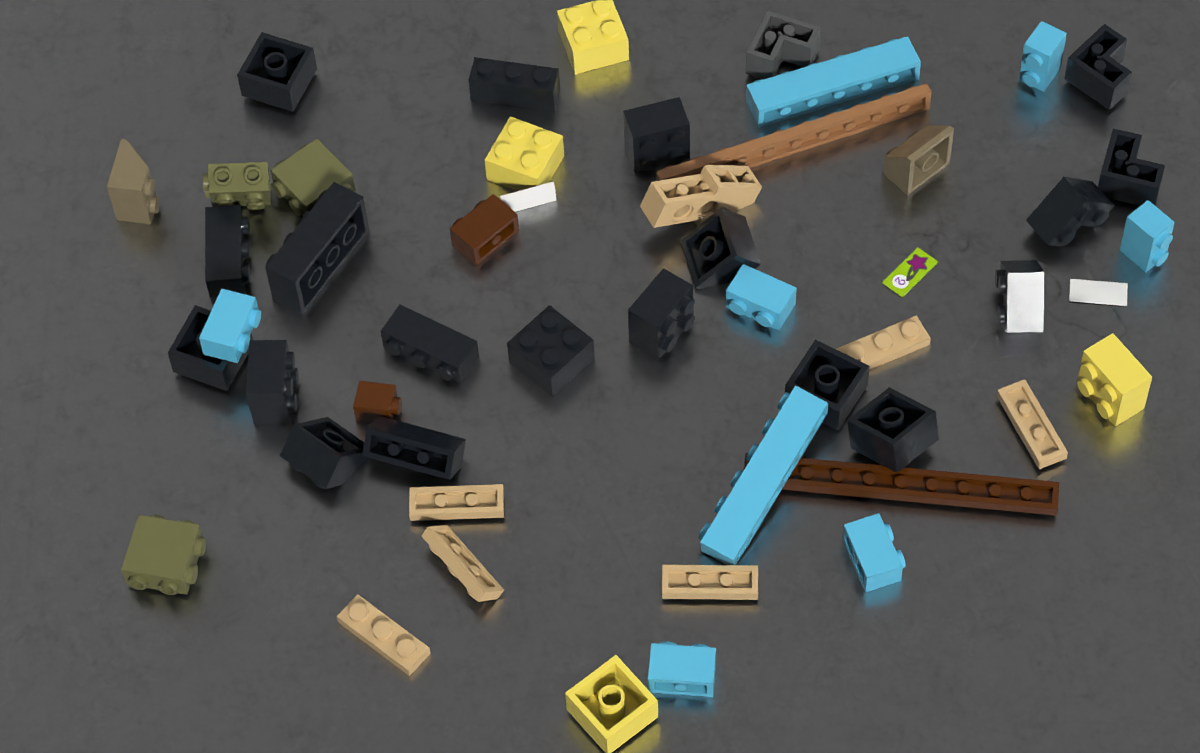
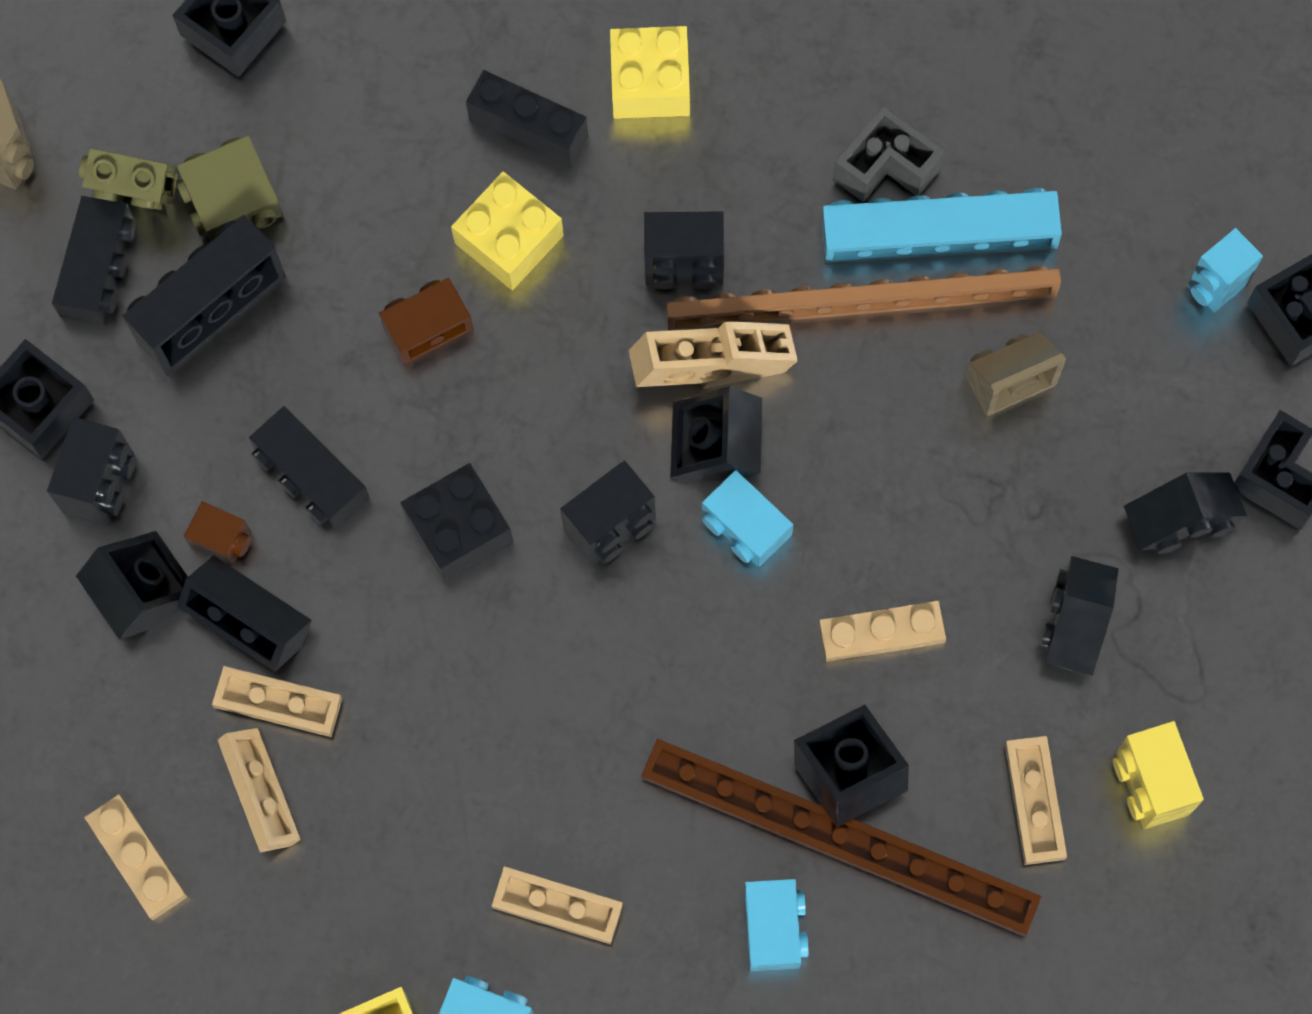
camera: 15 degrees right, 15 degrees up
(230, 326) = (55, 387): medium azure brick -> none
(530, 197) = (496, 290): white sticker -> none
(763, 477) = (665, 786): medium azure brick -> none
(832, 378) = (788, 673): black brick -> none
(910, 272) = (953, 531): lime sticker -> none
(1098, 292) = (1187, 629): white sticker -> none
(1147, 236) = (1273, 578): medium azure brick -> none

